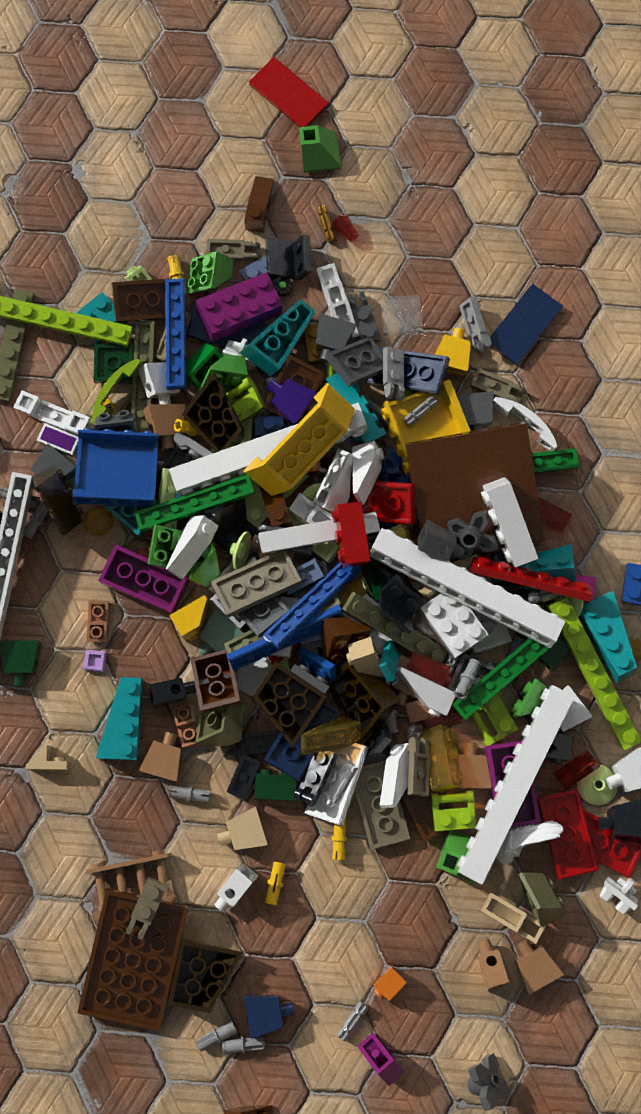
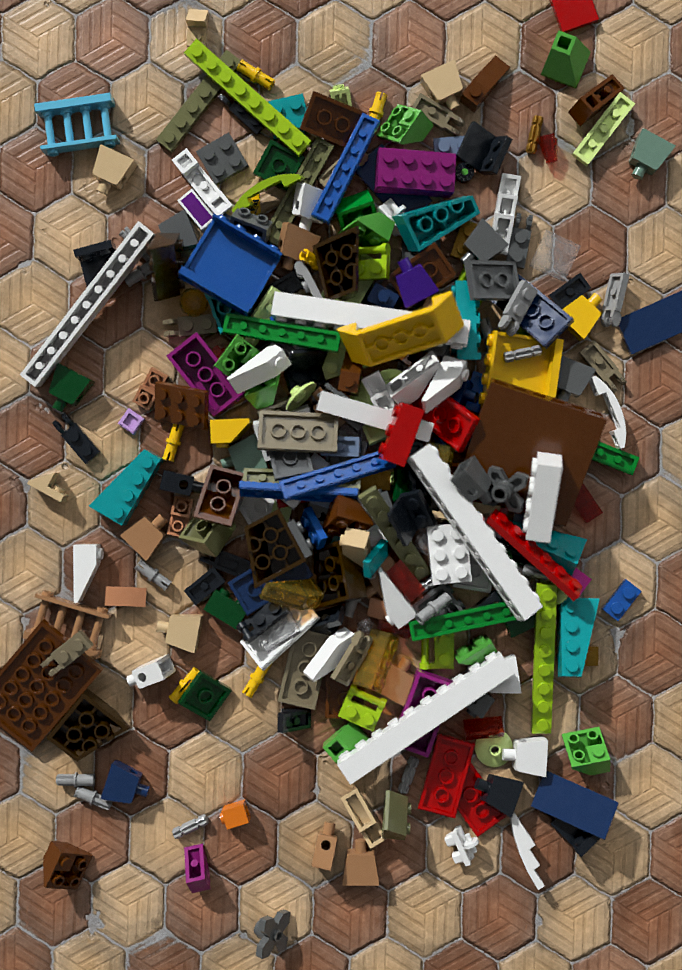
camera: 25 degrees right, 10 degrees up
(52, 297) = (256, 75): none -> yellow pin
(53, 704) = (77, 439): none -> black hinge
(58, 337) = (241, 114): none -> black hinge
(59, 384) = (222, 159): none -> dark grey plate
(104, 544) = (189, 325): none -> dark tan hinge
(120, 817) = (85, 565): none -> white slope
(135, 618) = (181, 405): none -> reddish brown plate
(144, 658) = (173, 442): none -> yellow pin
(174, 827) = (125, 596): none -> nougat slope
(224, 222) = (443, 85): none -> tan torso
(299, 882) = (204, 695): none -> dark green plate
(363, 168) = (595, 100): none -> reddish brown slope
(383, 189) = (603, 129): none -> yellowish green plate
(396, 858) = (294, 719): none -> black slope
(432, 337) = (570, 291): none -> black plate
(434, 189) = (648, 153): none -> sand green torso
(526, 835) = (413, 763): white hair -> none
(533, 858) = (408, 775): none -> light grey axle

